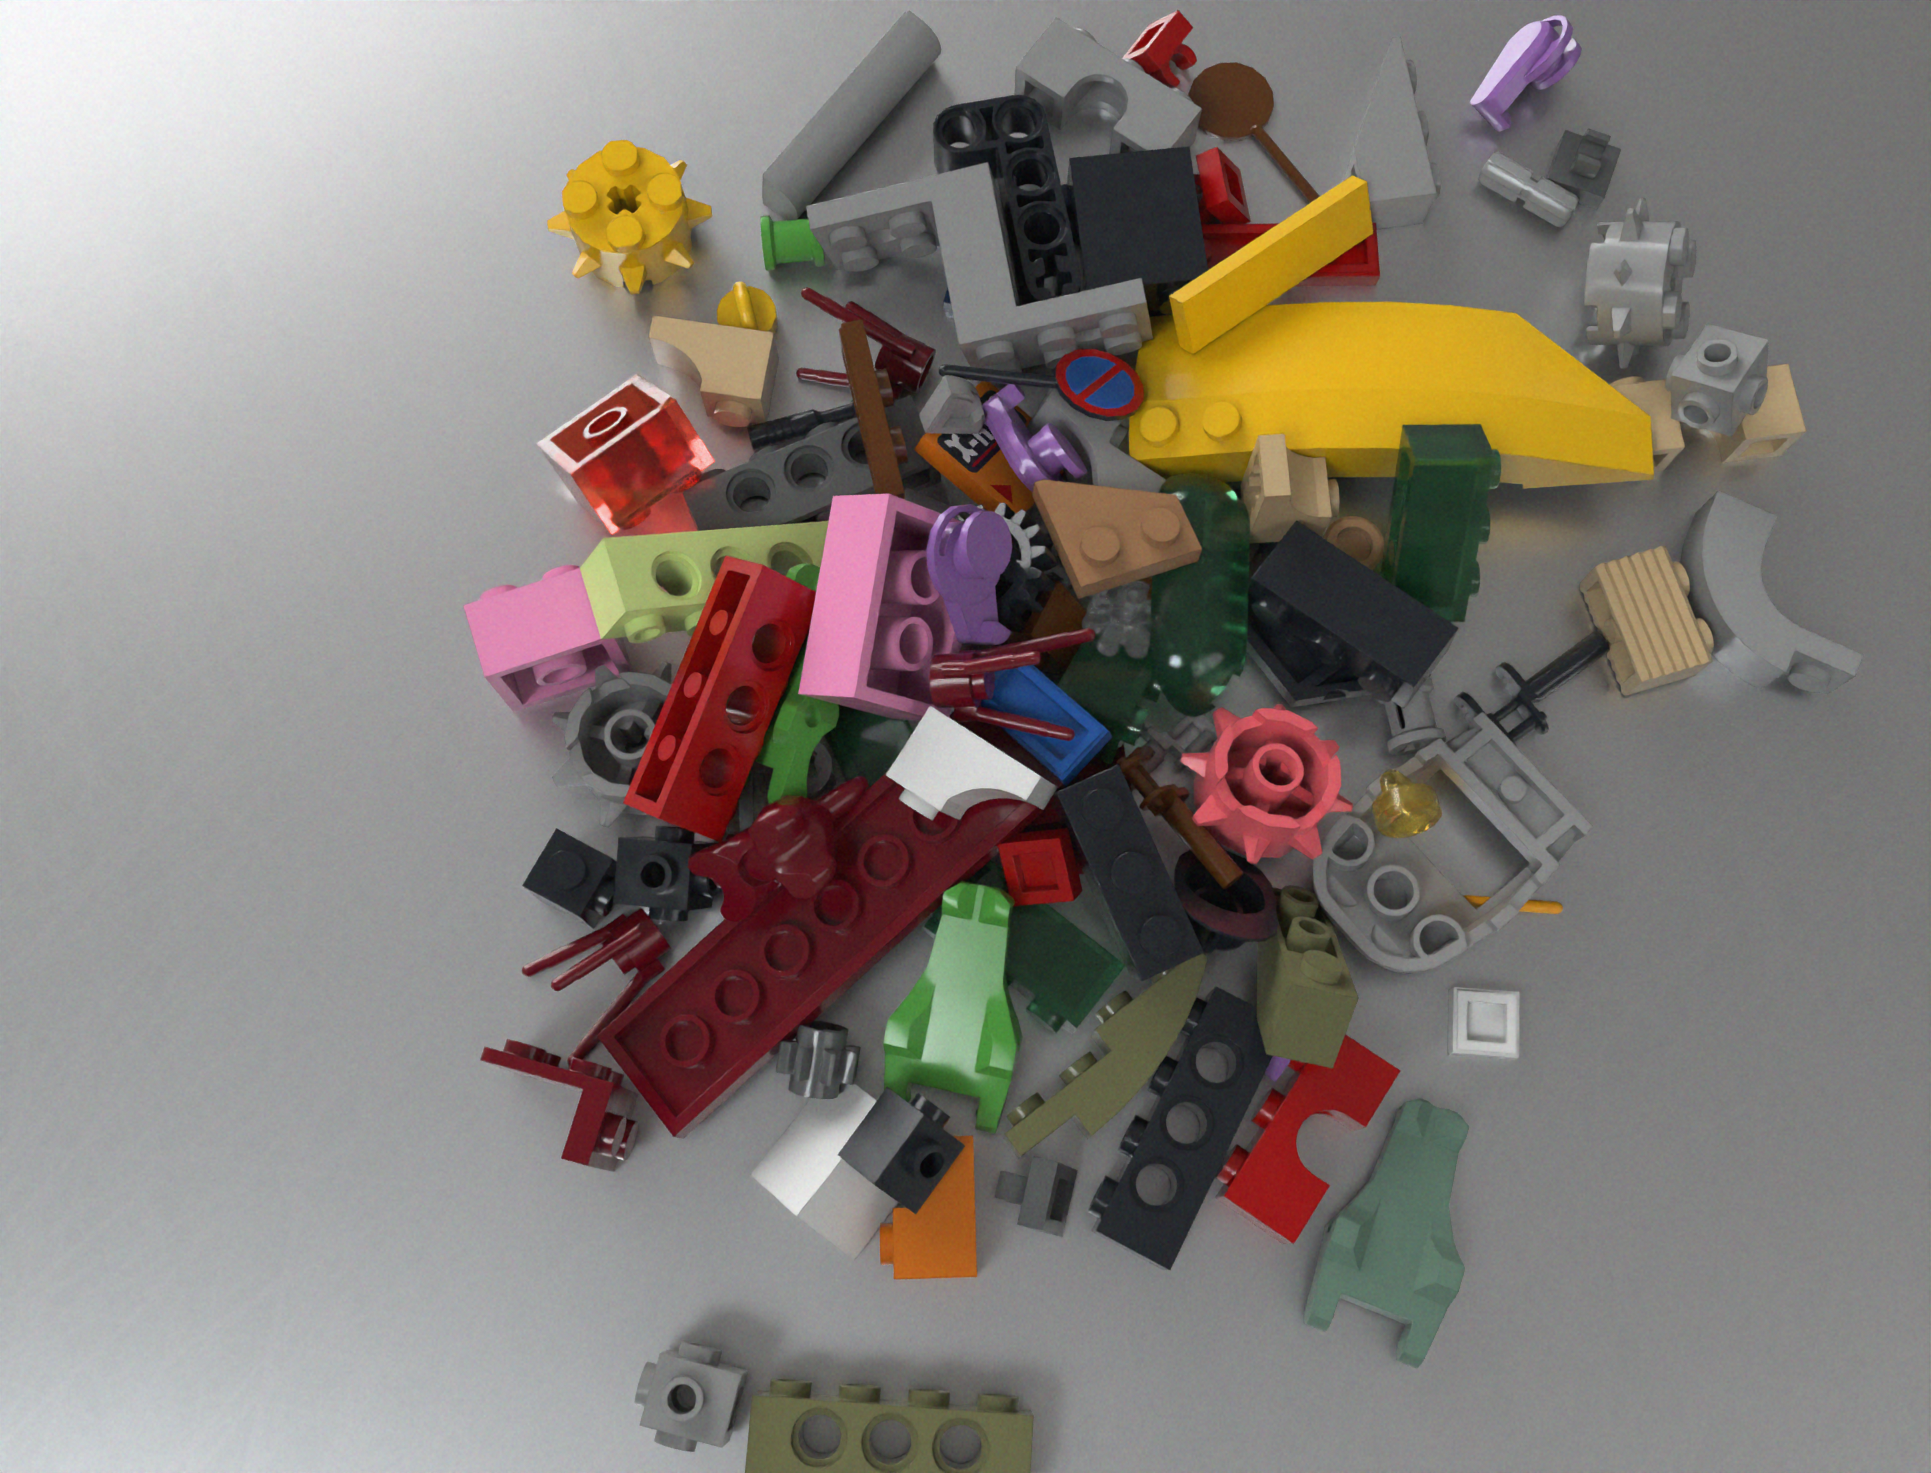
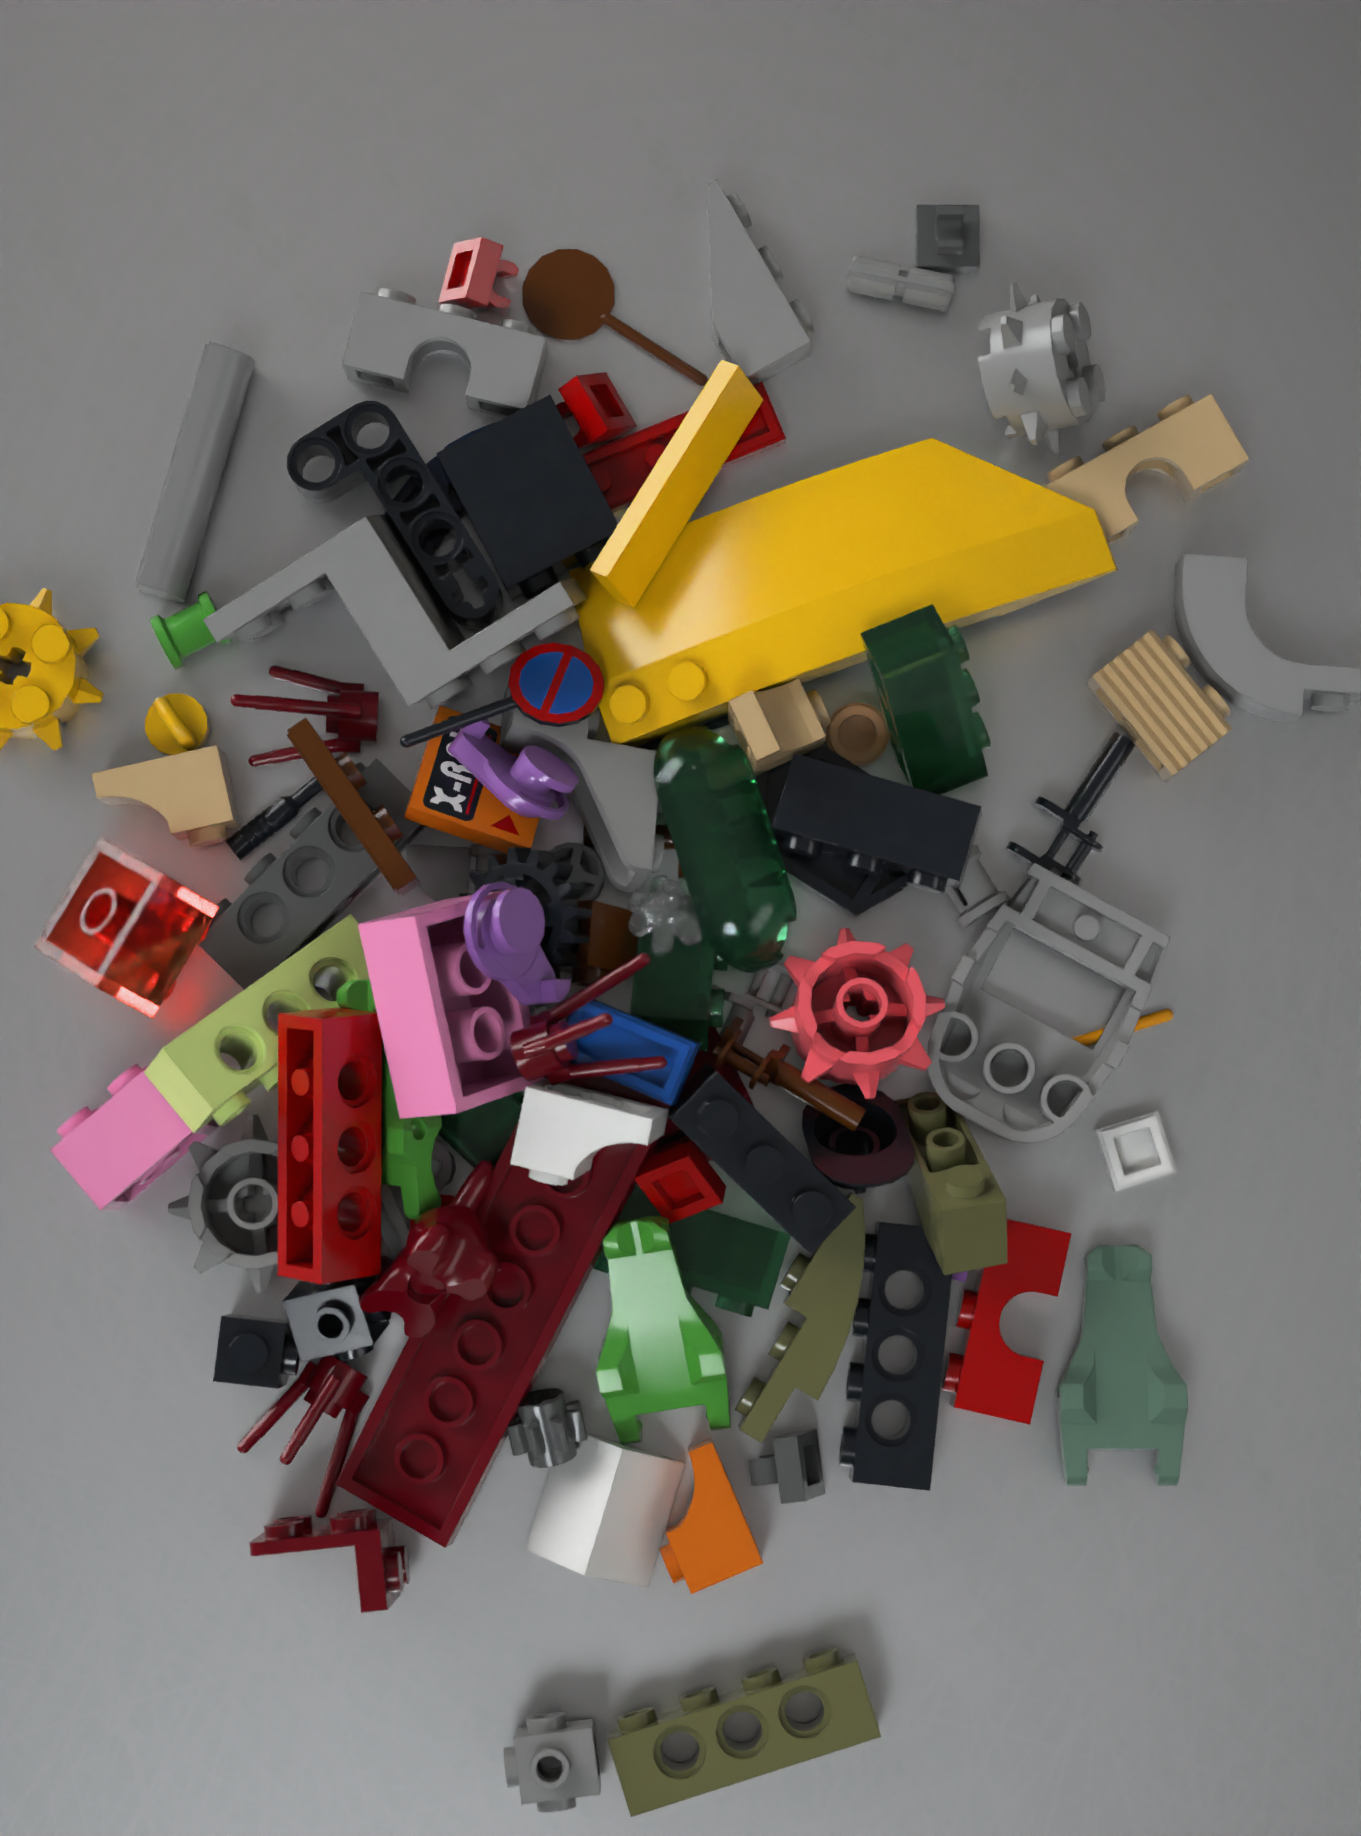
camera: 20 degrees left, 10 degrees up
(903, 1148) = (654, 1480): black brick -> none
(953, 408) = (427, 769): light grey tile -> none
(1114, 533) = (628, 839): medium nougat wing -> none
(1404, 806) = (994, 992): clear yellow tile -> none
(1531, 56) = (851, 146): medium lavender piece -> none
(1718, 380) = (1145, 455): light grey brick -> none

